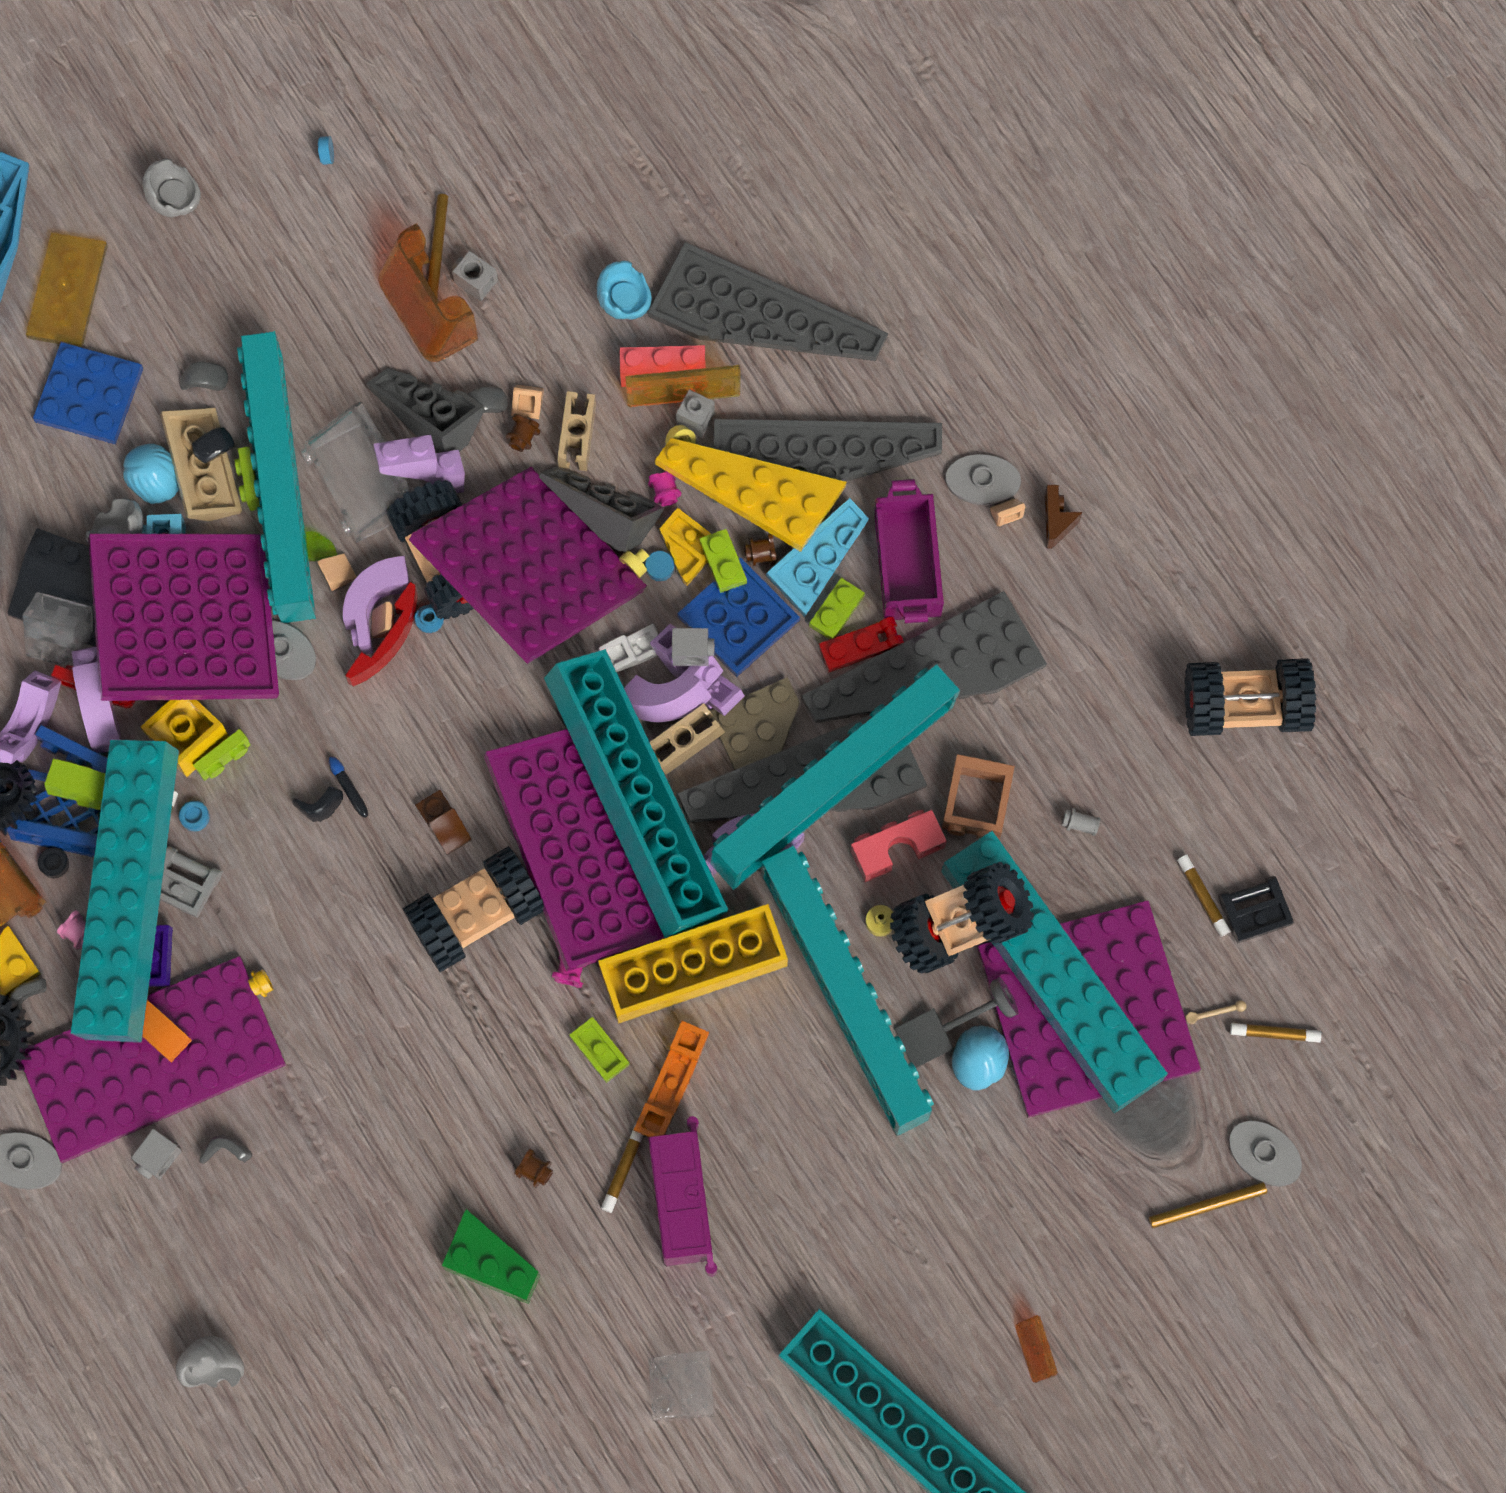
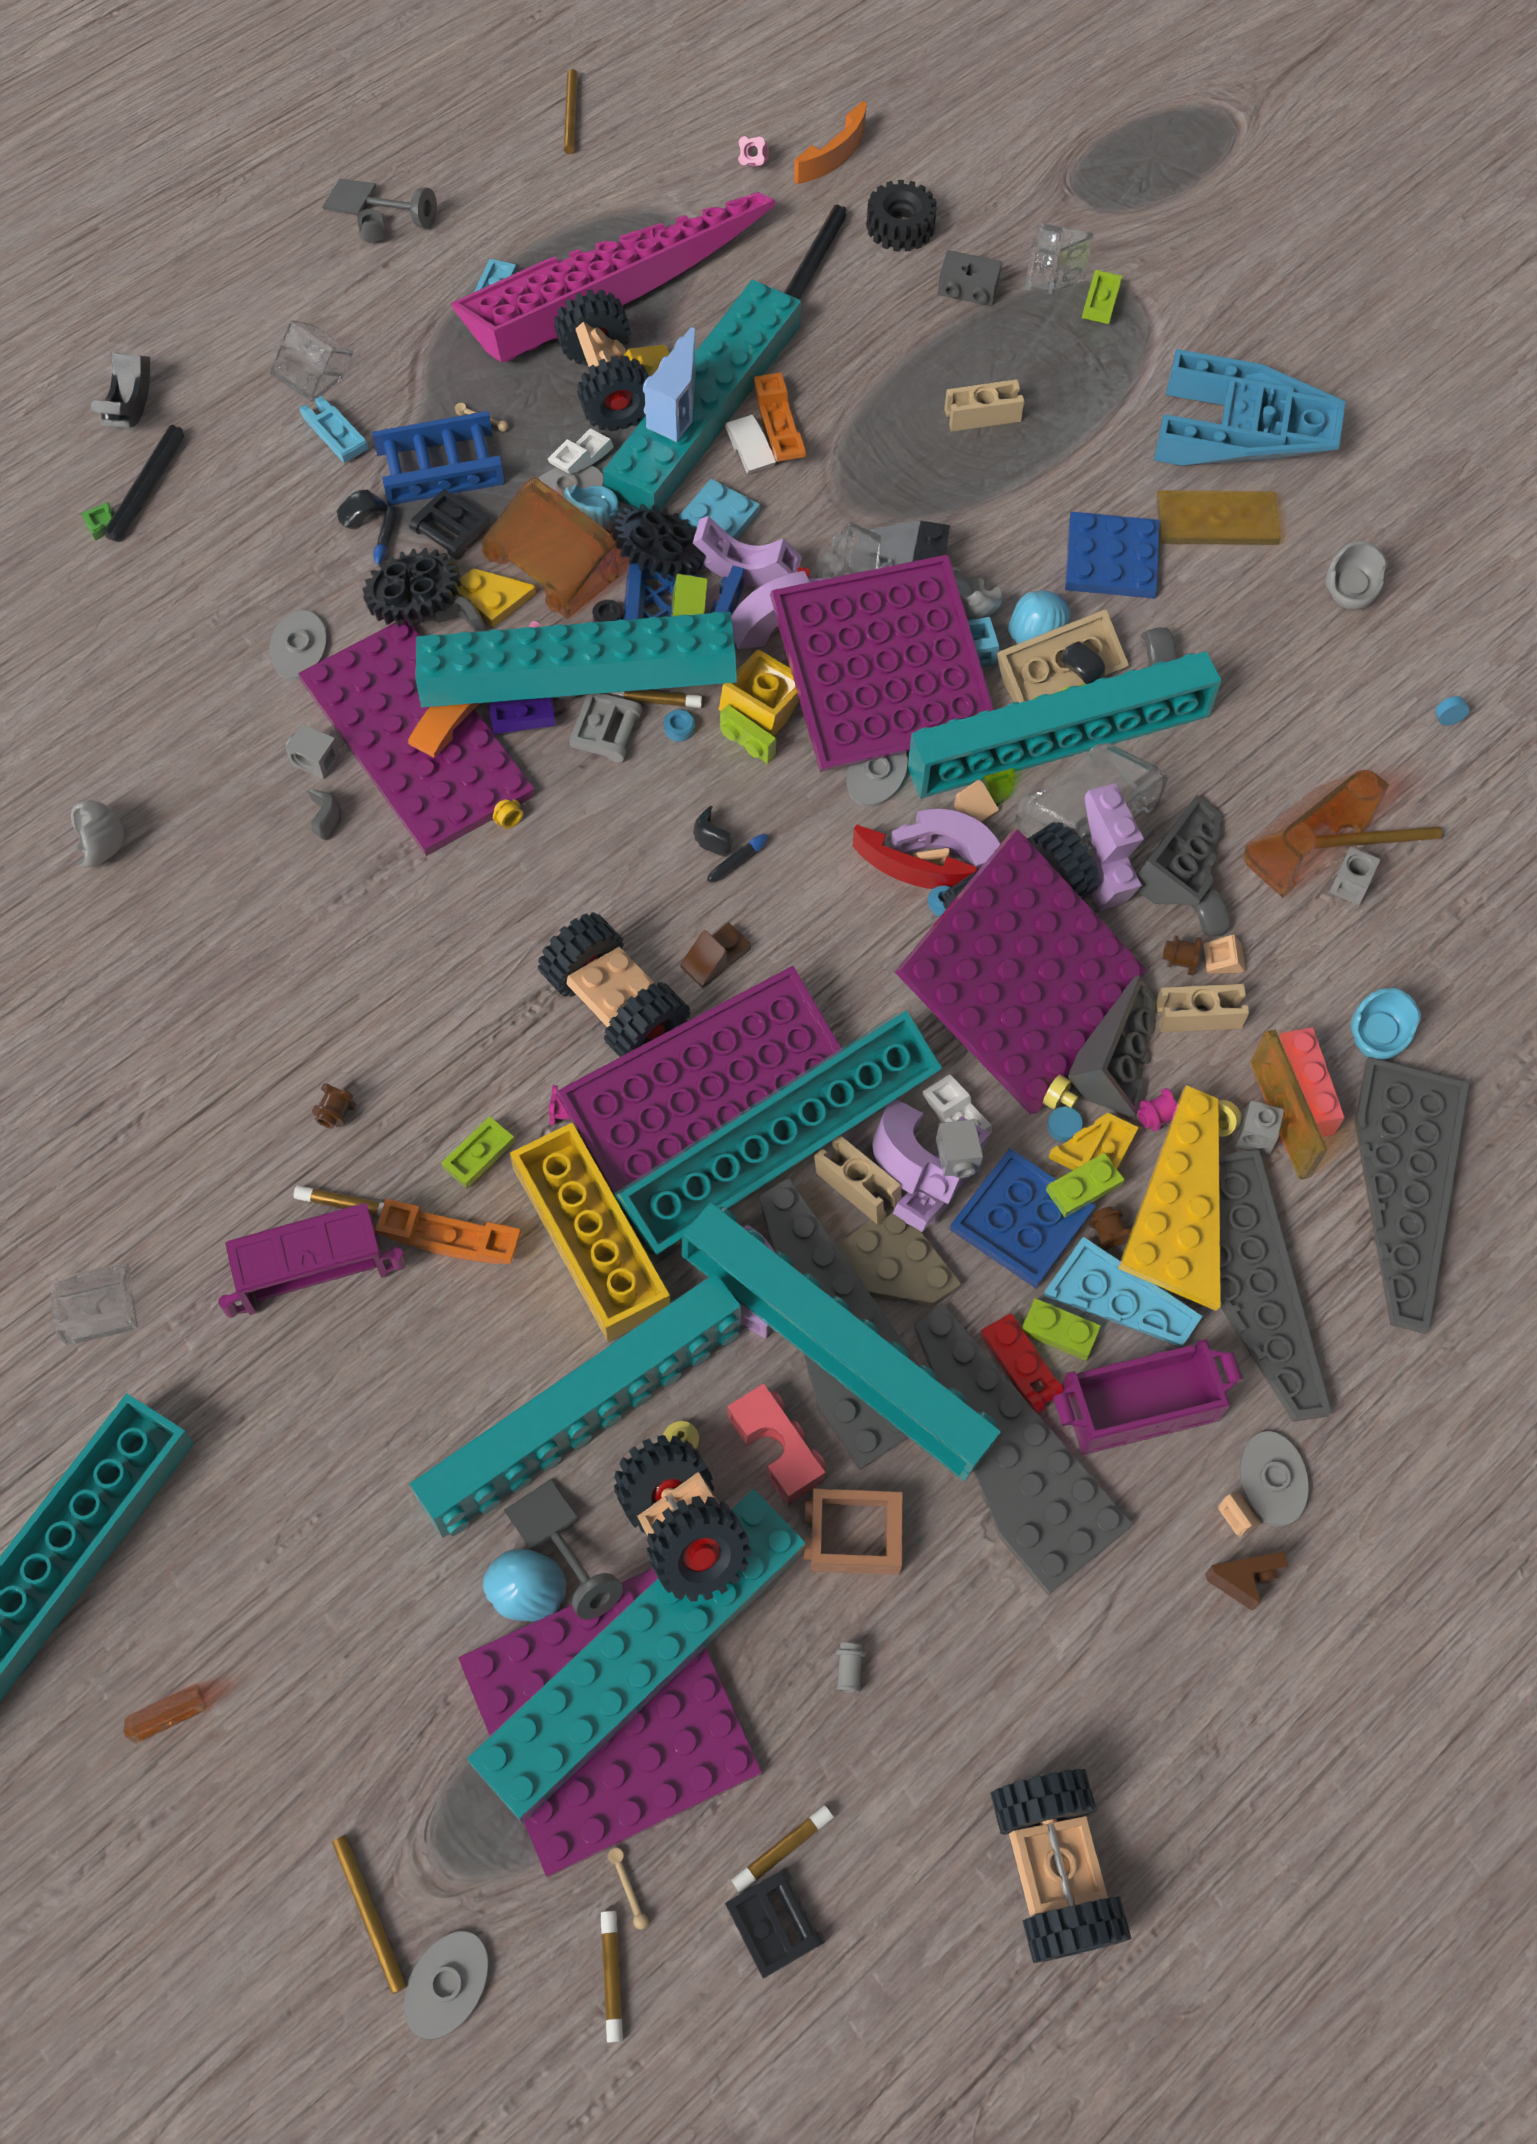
camera: 80 degrees right, 10 degrees down
(489, 1261) = (223, 1078): green wedge -> none

